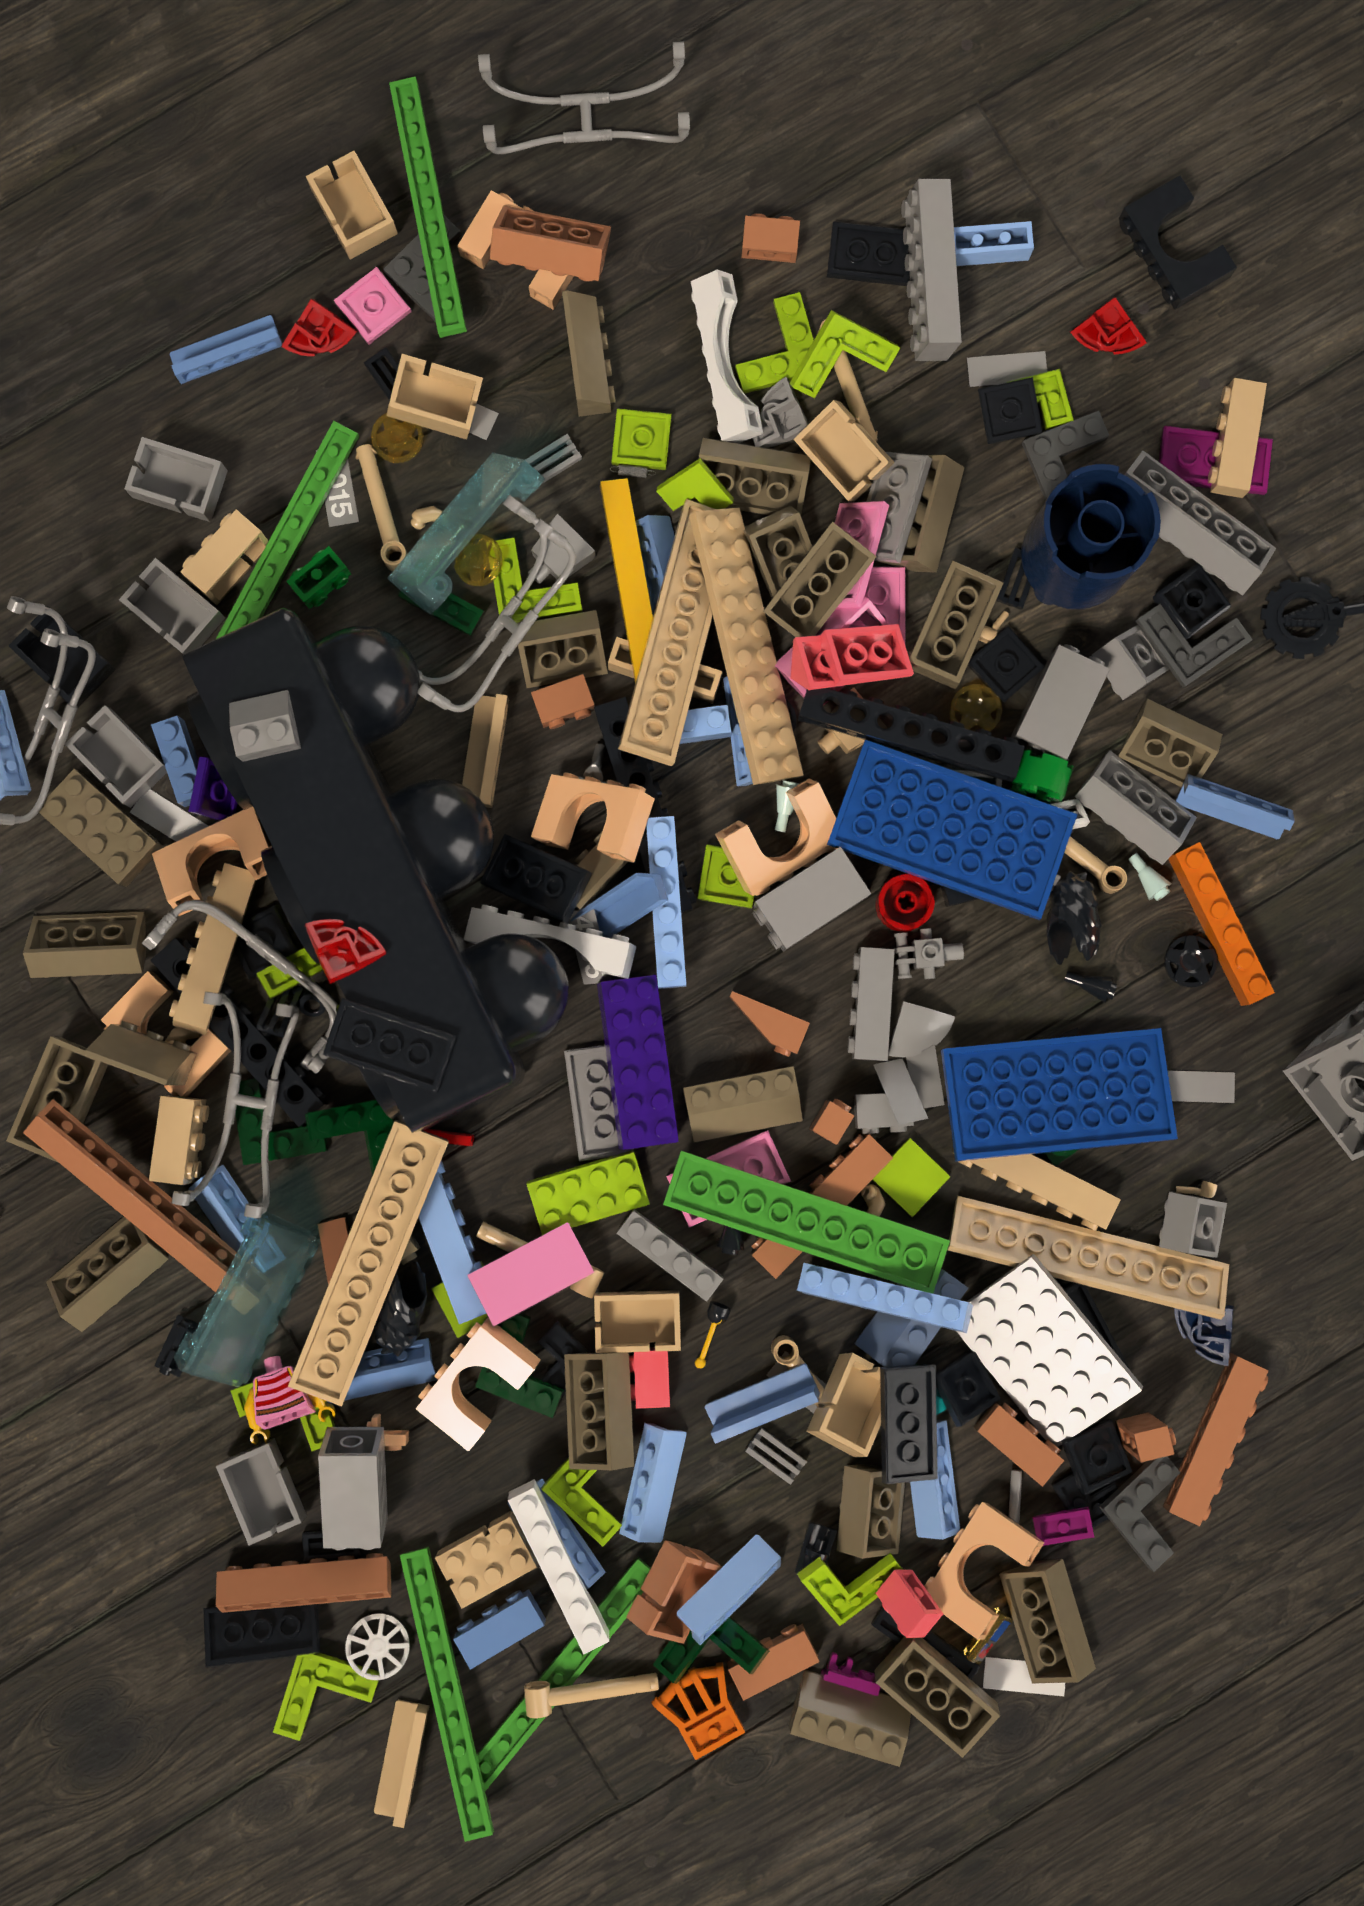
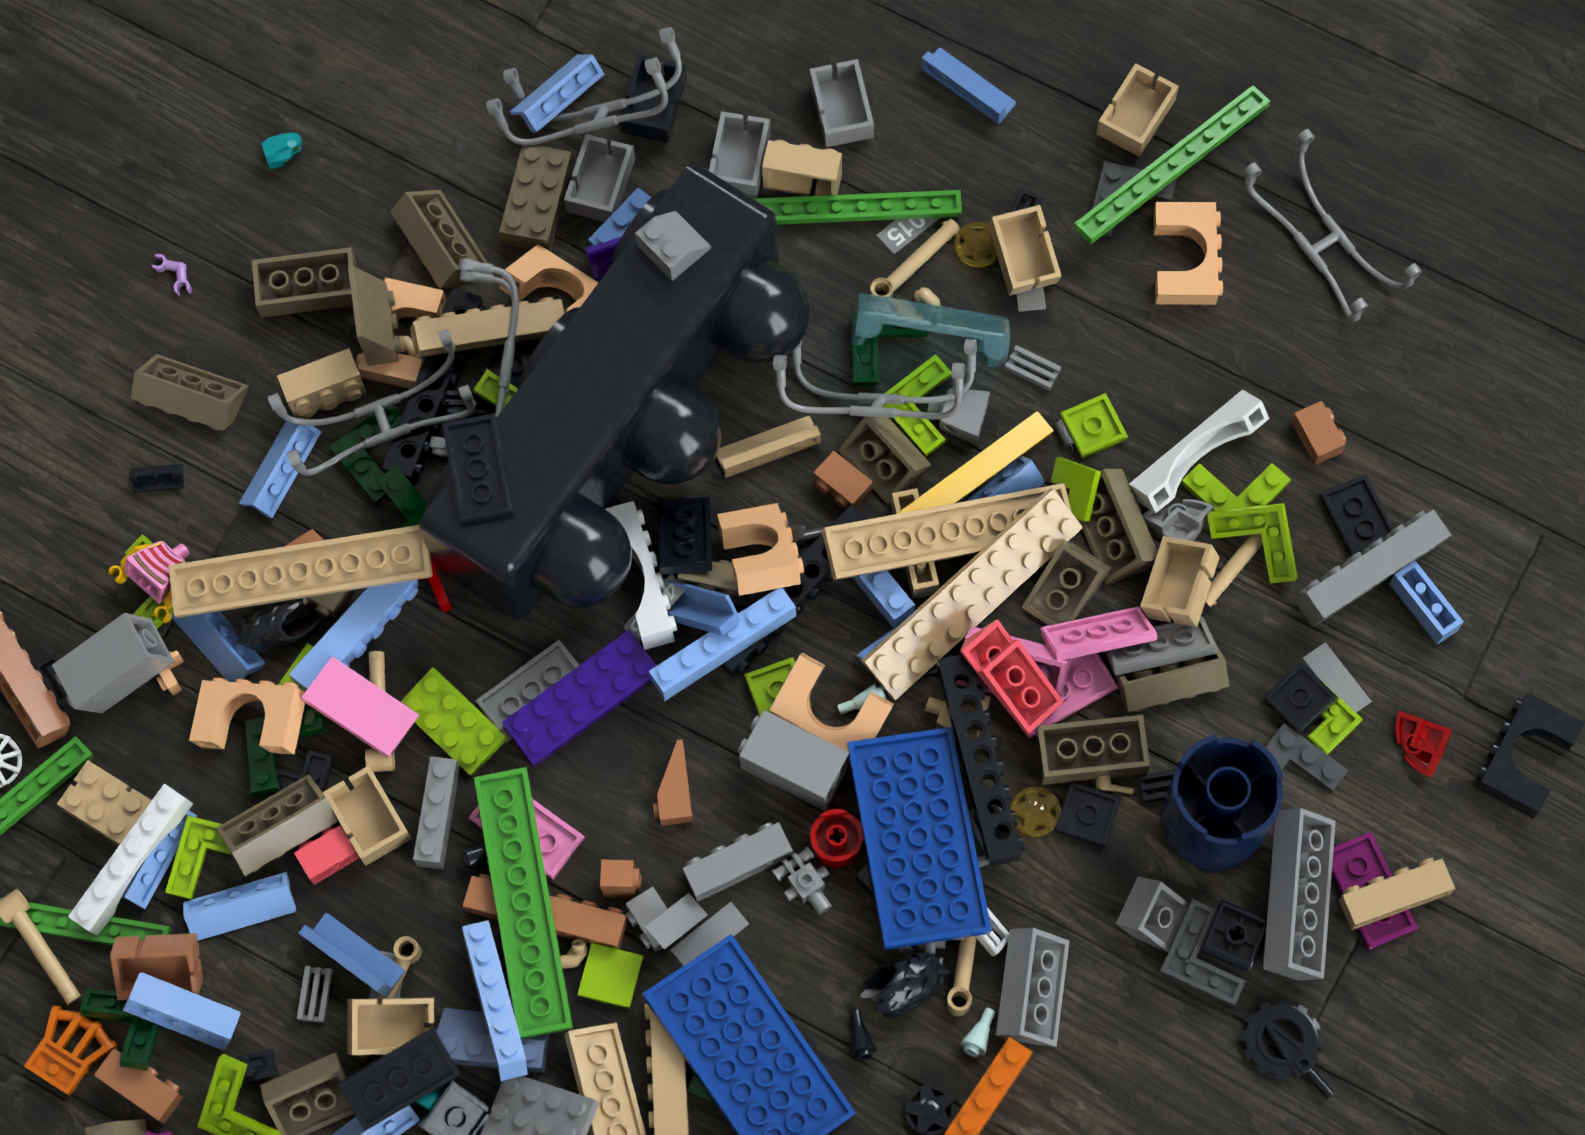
camera: 70 degrees right, 15 degrees down
(131, 1193) = (255, 383): nougat brick -> none
(166, 816) = (574, 240): white sticker -> none
(248, 1301) = (222, 505): clear light blue windscreen -> none
(261, 1491) = (73, 599): light grey piece -> none
(318, 332) = (1024, 141): red brick -> none
(319, 578) = (828, 246): green brick -> none
(342, 948) = (533, 393): red brick -> none
(372, 305) = (1071, 170): bright pink tile -> none
(478, 561) = (916, 353): clear yellow wheel -> none
(499, 1628) = (55, 847): medium blue brick -> none
(549, 243) = (1200, 265): nougat slope -> none
(587, 354) = (1132, 343): dark tan slope -> none
(717, 1314) = (408, 880): hinge -> none
(743, 1104) = (595, 803): dark tan slope -> none
(820, 582) = (1058, 617): dark tan slope -> none
(918, 1030) = (738, 912): light grey brick -> none
(1042, 776) = (1009, 890): green brick -> none
(1060, 702) = (1077, 870): light grey brick -> none
(1169, 744) = (1103, 986): dark tan slope -> none
(1235, 807) = (1083, 1070): medium blue panel -> none

